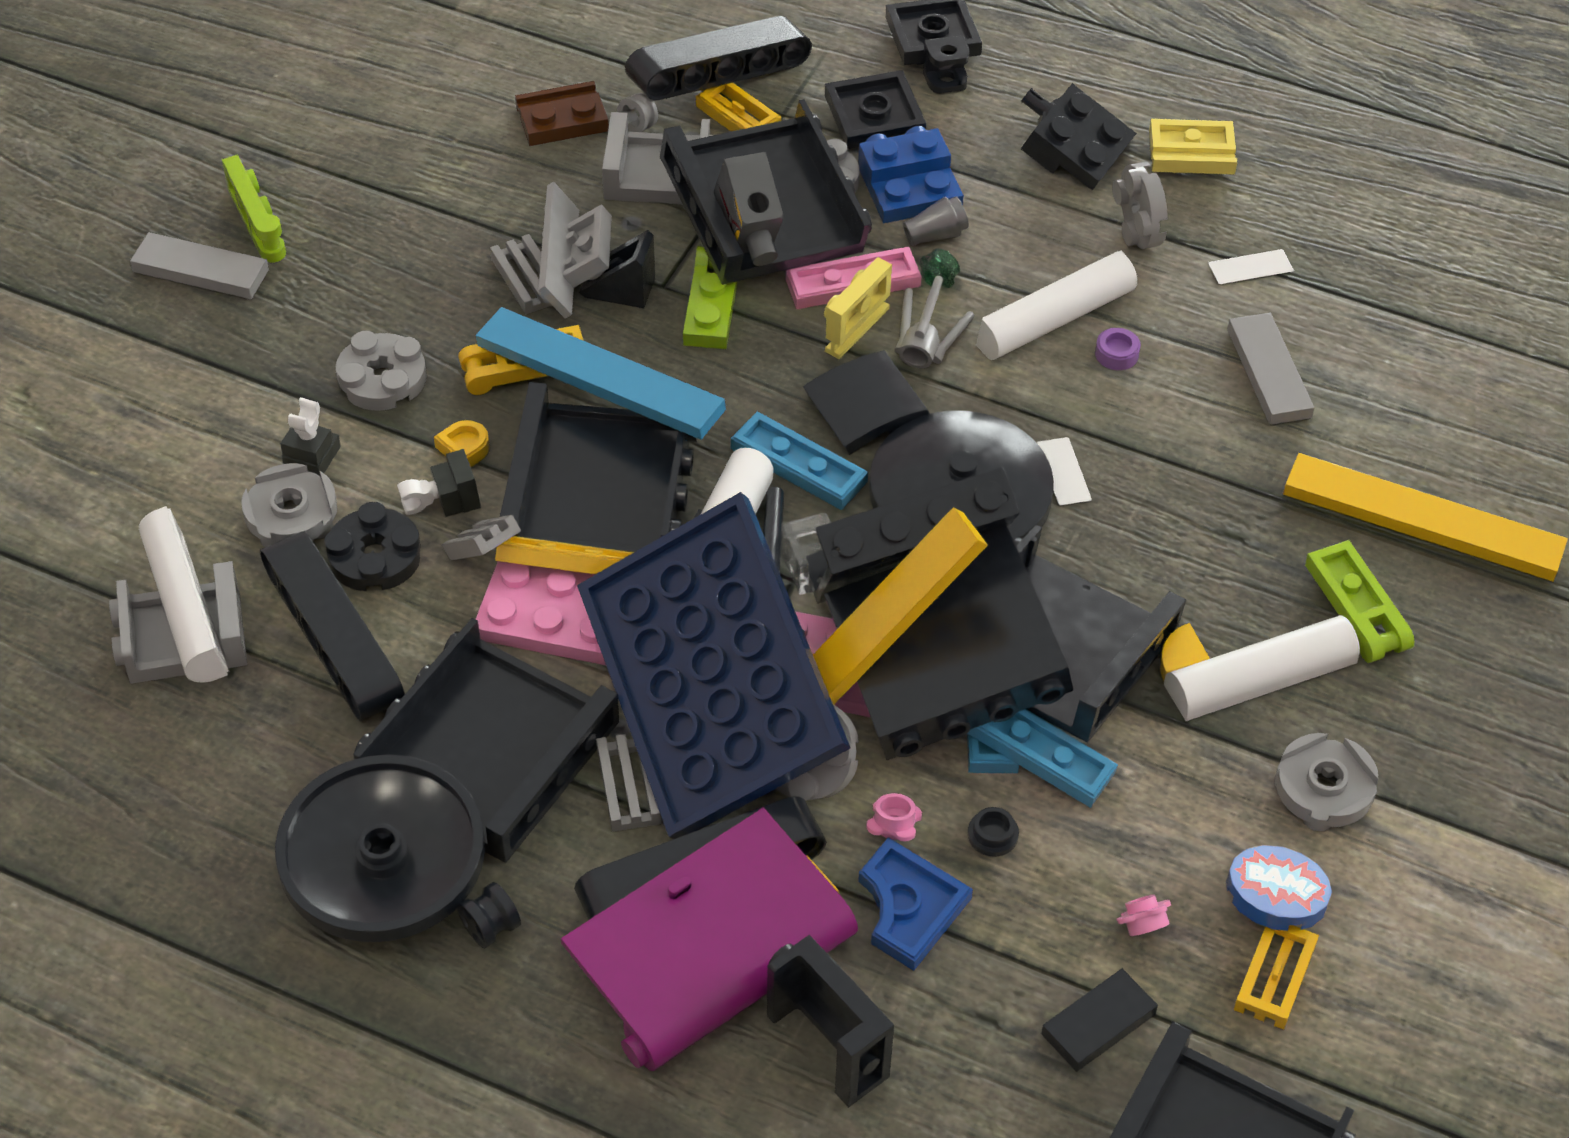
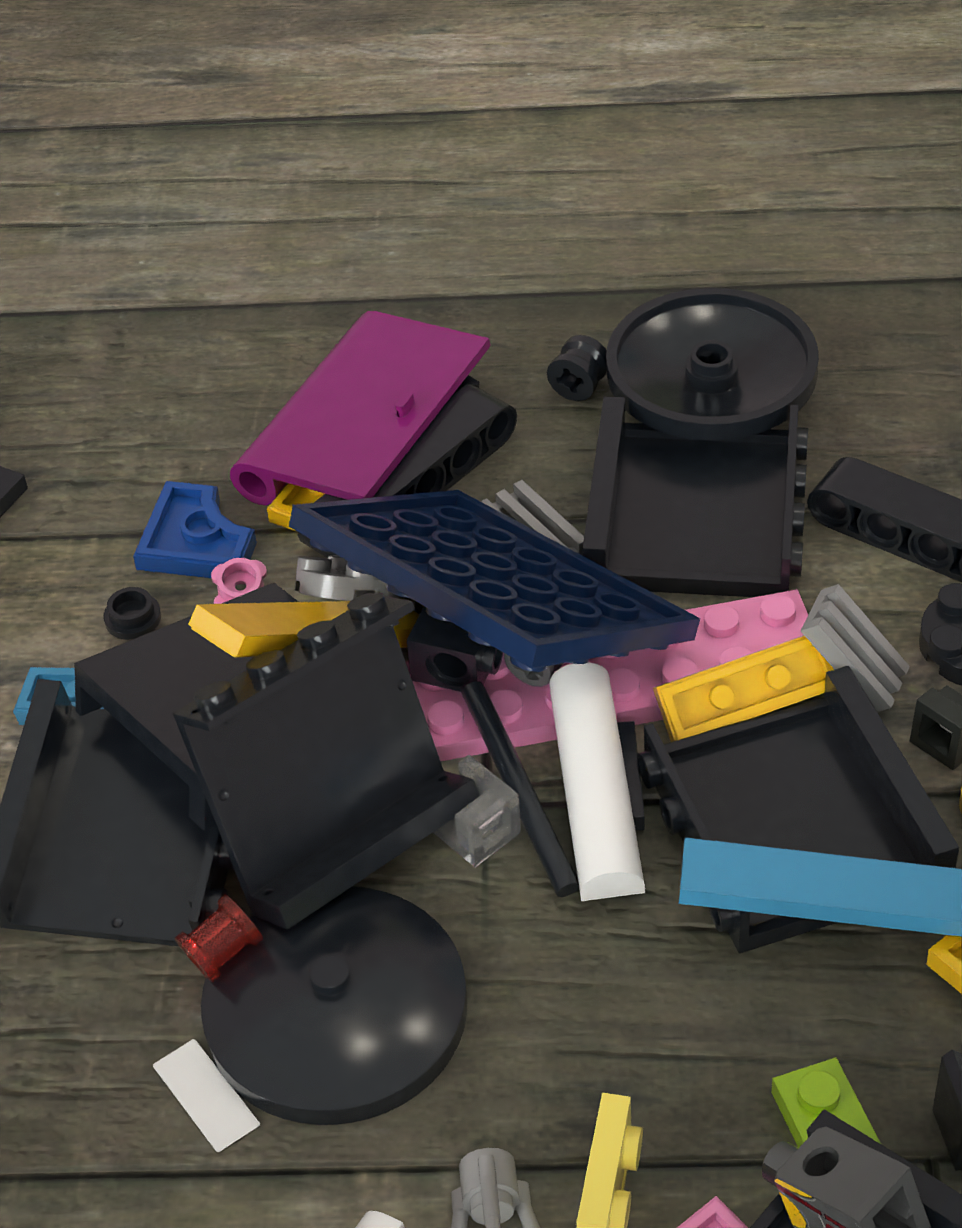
camera: 160 degrees right, 5 degrees down
(802, 460) = (566, 949): dark azure tile -> none
(811, 981) = (210, 381): black panel -> none
(864, 399) = (520, 1064): black slope -> none
(1031, 510) = (218, 938): none -> clear red bush

